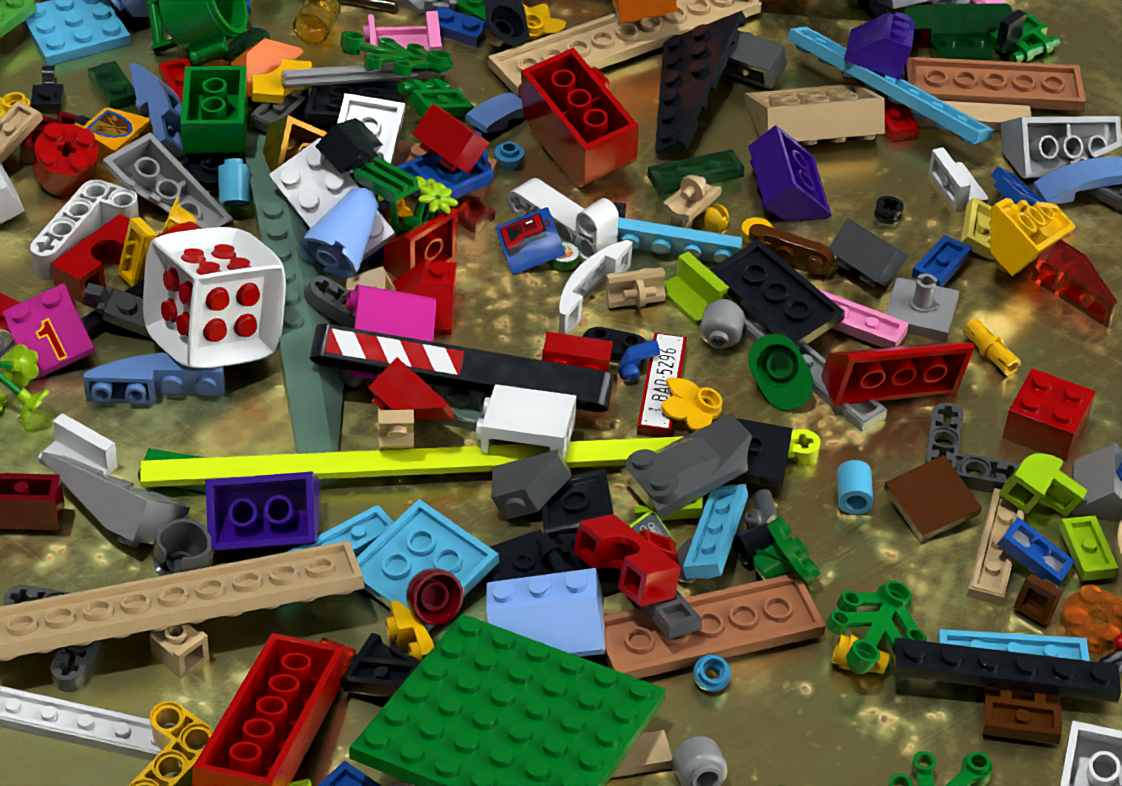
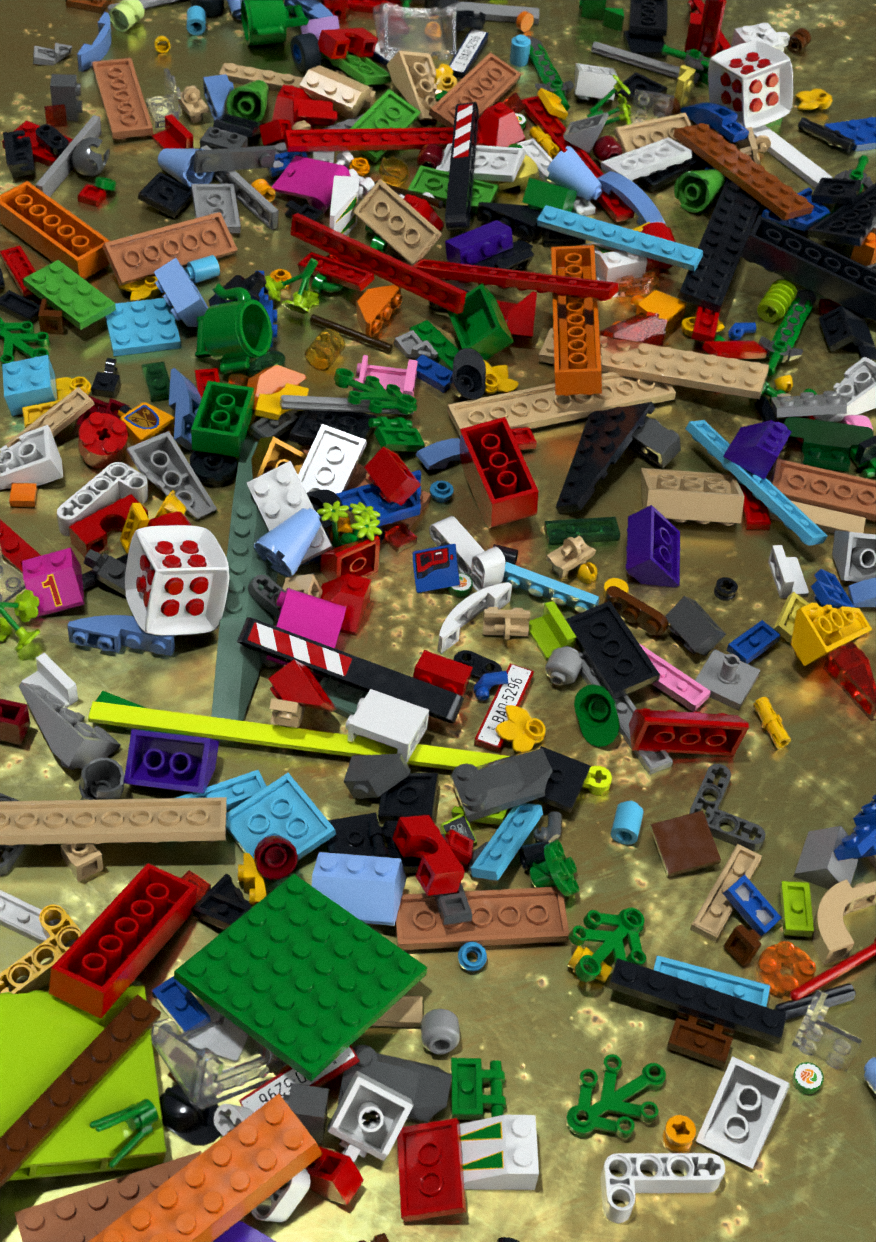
camera: 10 degrees right, 5 degrees up
(234, 183) = (223, 482): medium azure brick -> none
(349, 145) = (311, 471): black hinge -> none
(390, 176) = (335, 504): green tile -> none
(1041, 479) = (773, 845): lime brick -> none
(1048, 414) = (798, 790): red brick -> none

